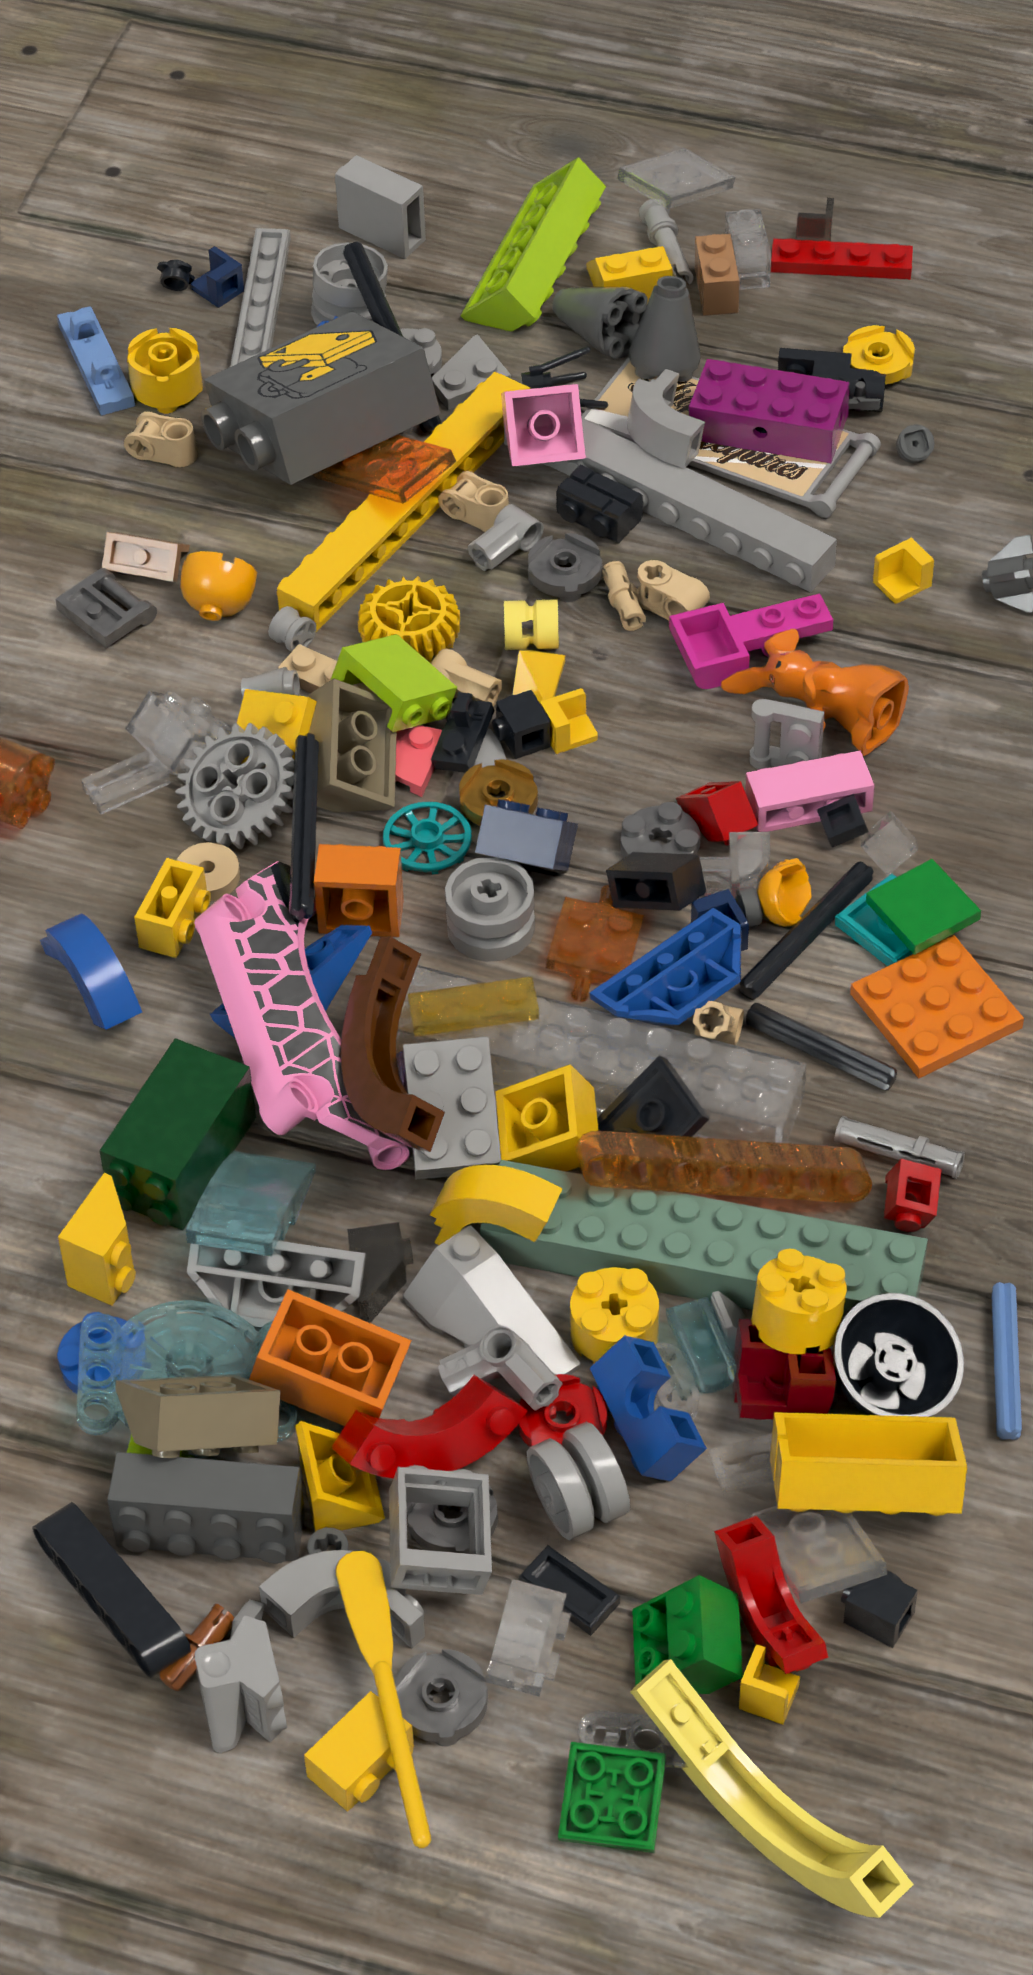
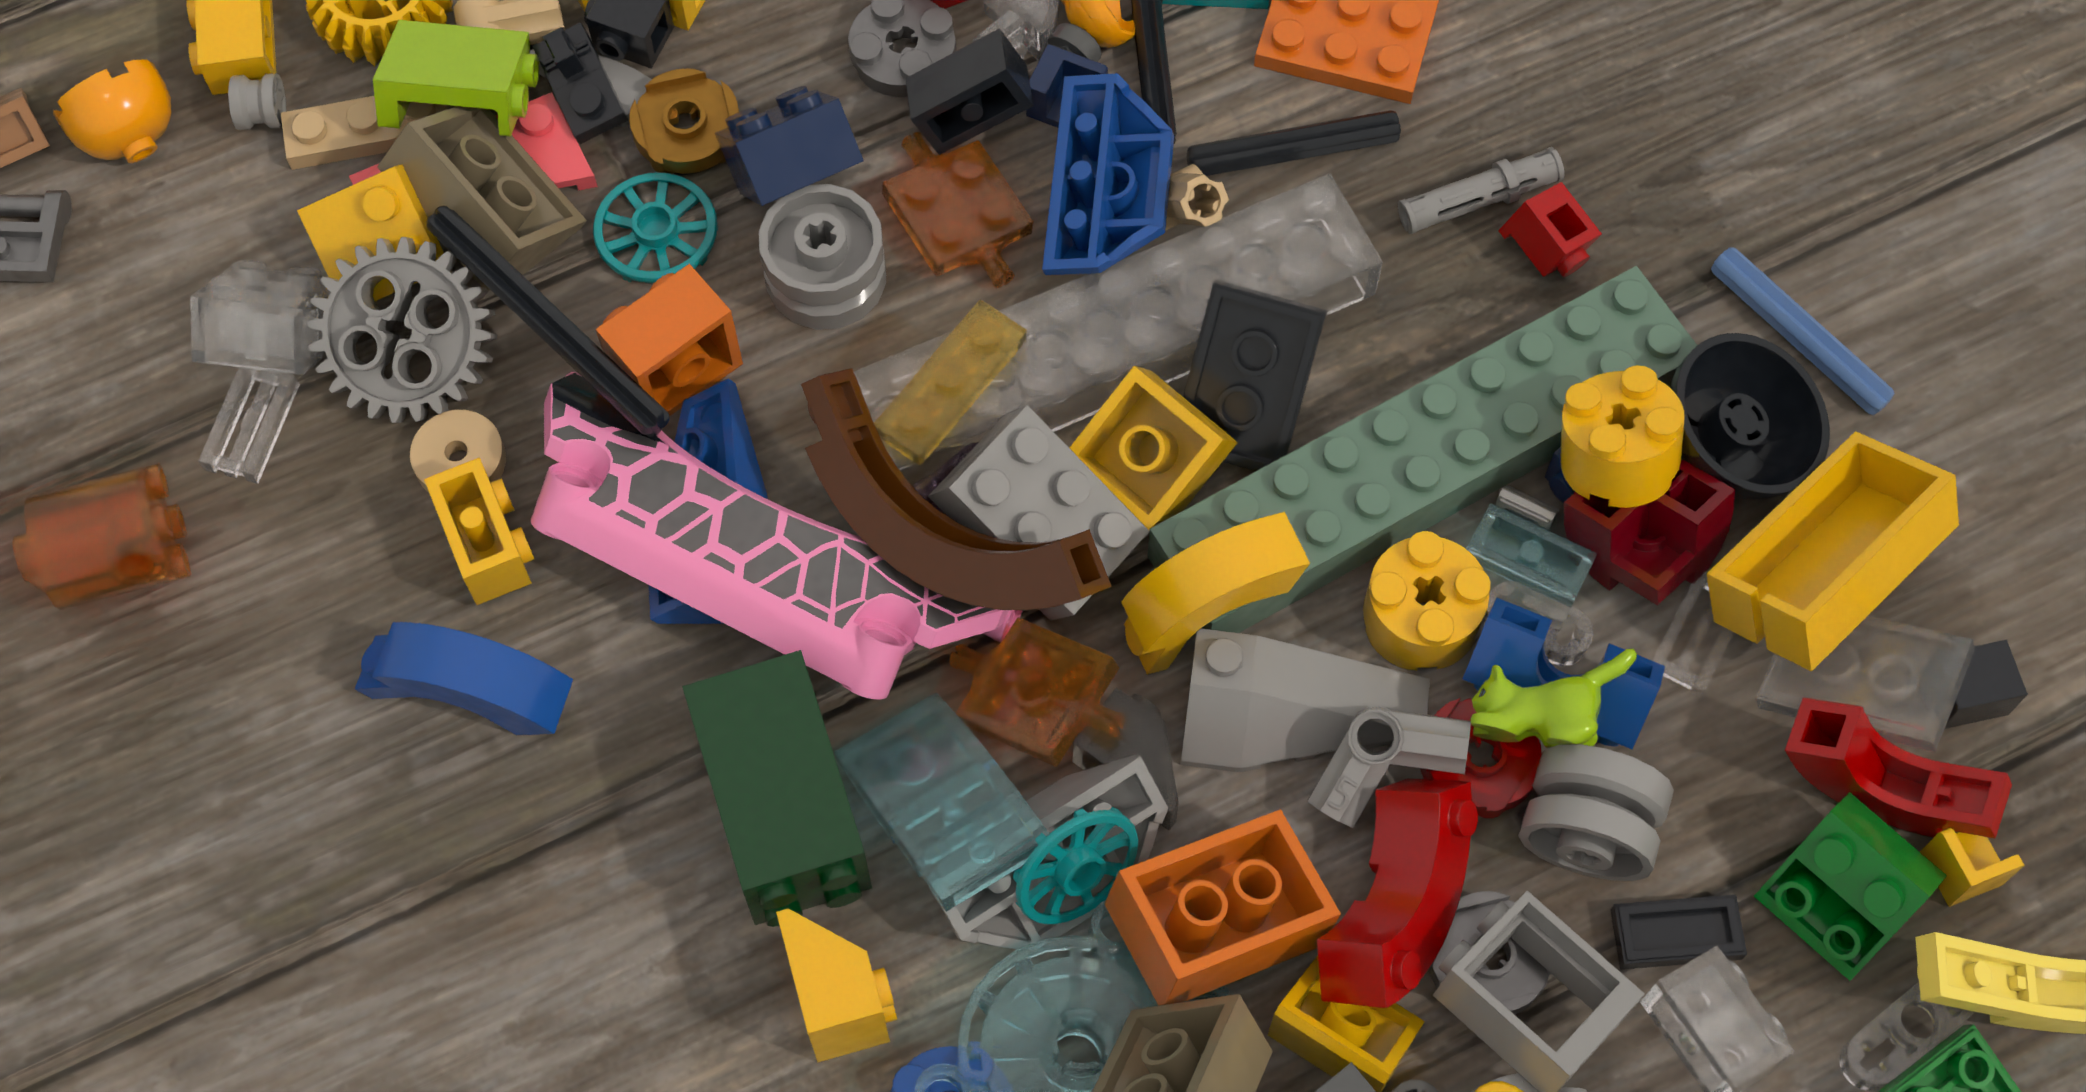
camera: 45 degrees left, 15 degrees up
(274, 1276) = (1076, 867): none -> teal wheel
(275, 681) = (305, 182): light grey cone -> none
(359, 1195) = (1037, 691): none -> clear orange plate
(608, 1407) = (1554, 712): none -> lime animal
(706, 1156) = (1370, 355): clear orange beam -> none

